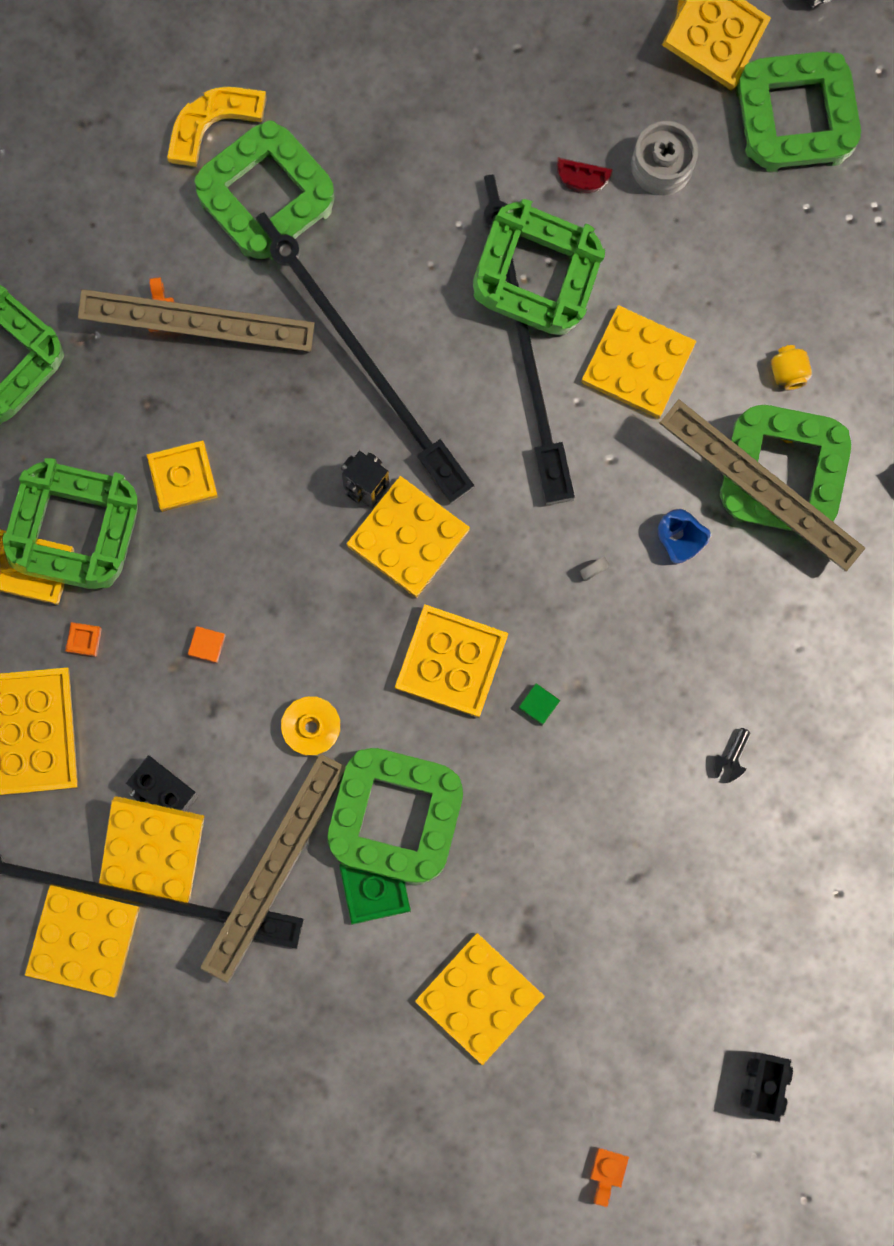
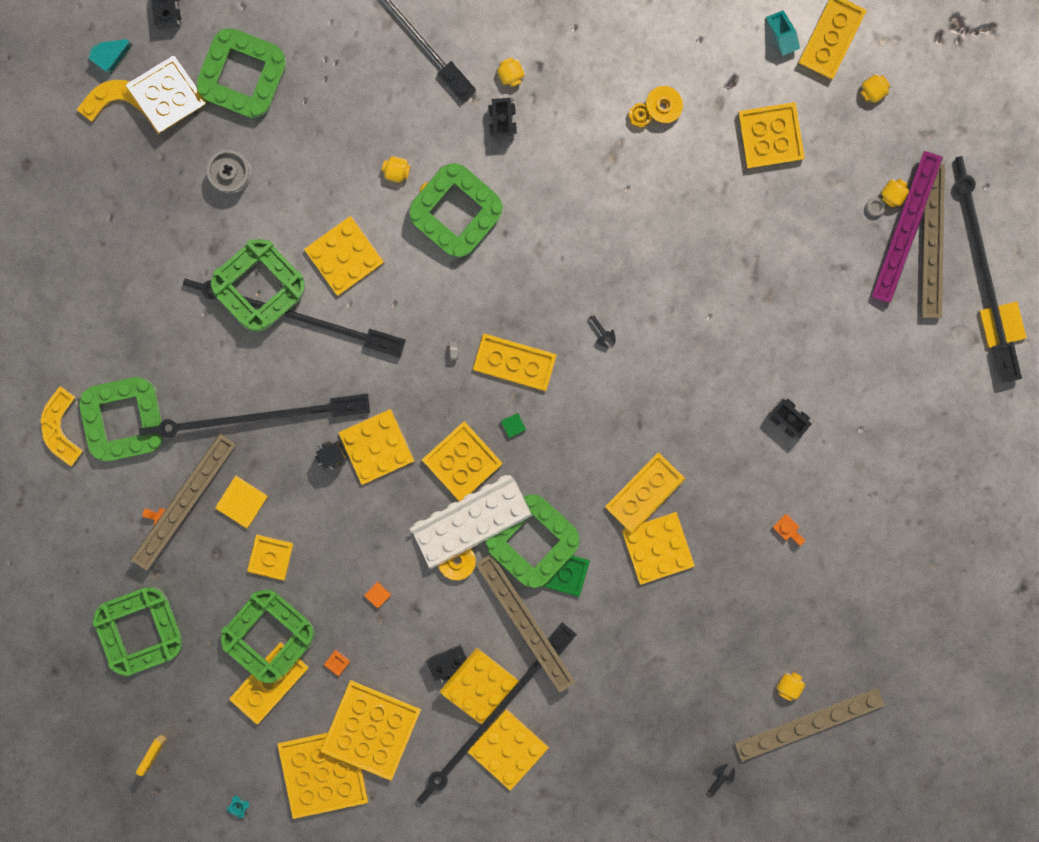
camera: 55 degrees left, 10 degrees up
(237, 399) = (241, 502): none -> yellow tile
(377, 714) = (471, 521): none -> white bracket
(547, 937) = (645, 493): none -> yellow tile
(582, 176) = (212, 225): dark red tile -> none
(625, 660) = (514, 362): none -> yellow tile
(694, 535) = (468, 290): blue hair -> none
(762, 485) = (458, 231): dark tan plate -> none

